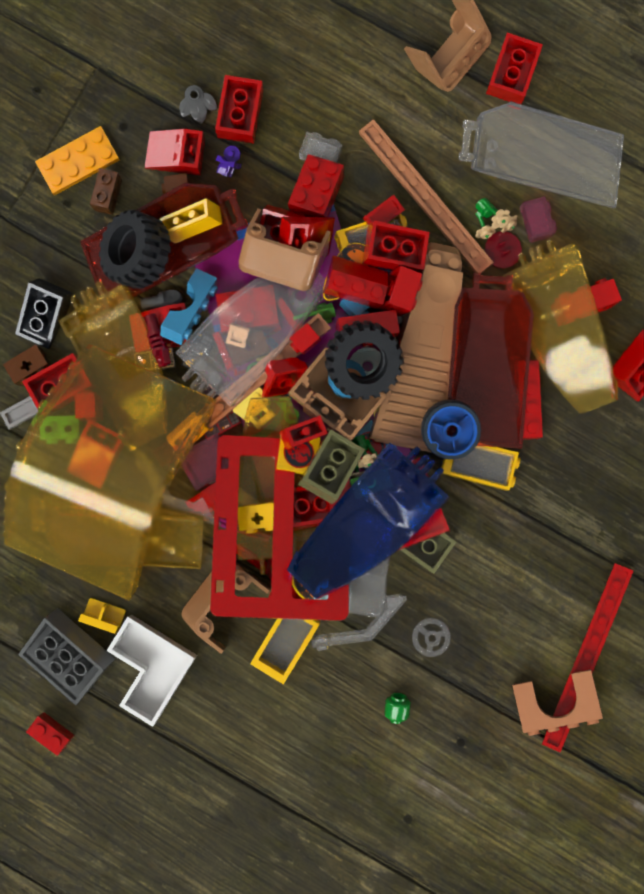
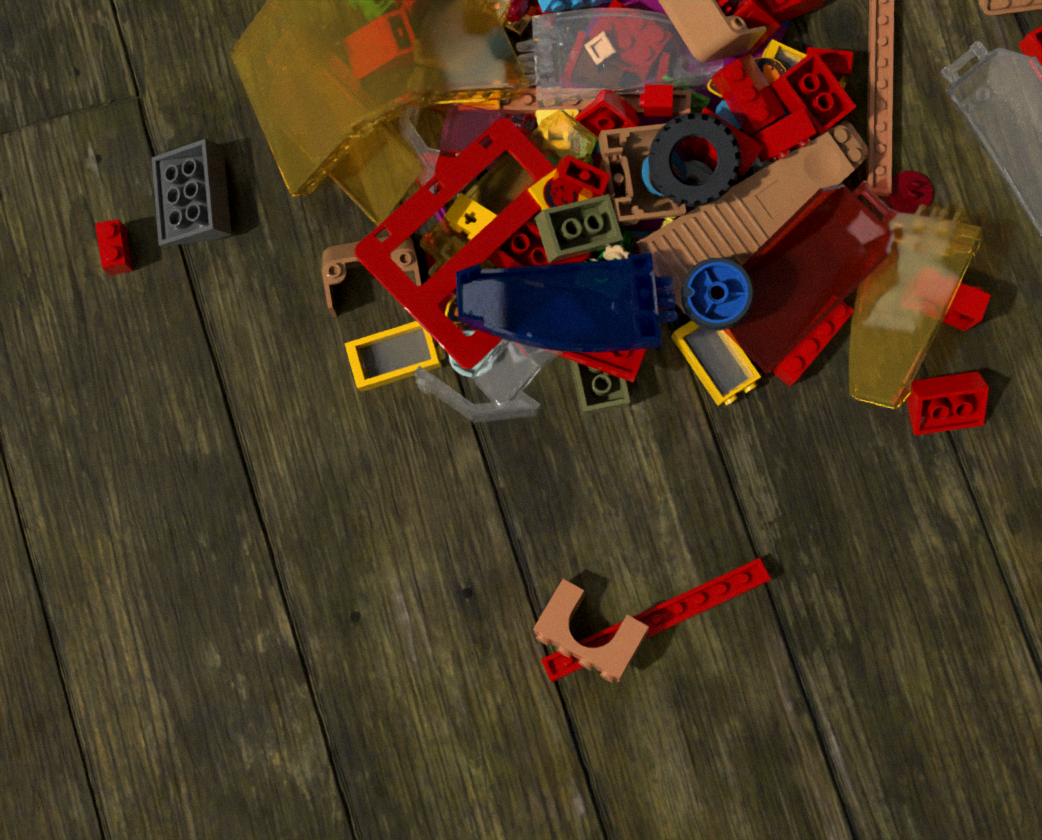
camera: 35 degrees right, 5 degrees down
(103, 616) = (256, 190): yellow panel -> none
(160, 665) = (264, 276): white piece -> none
(397, 708) = (438, 505): green head -> none
(430, 644) = (527, 464): clear piece -> none
(501, 219) = (931, 152): tan plant -> none
(538, 219) = (967, 191): clear pink brick -> none

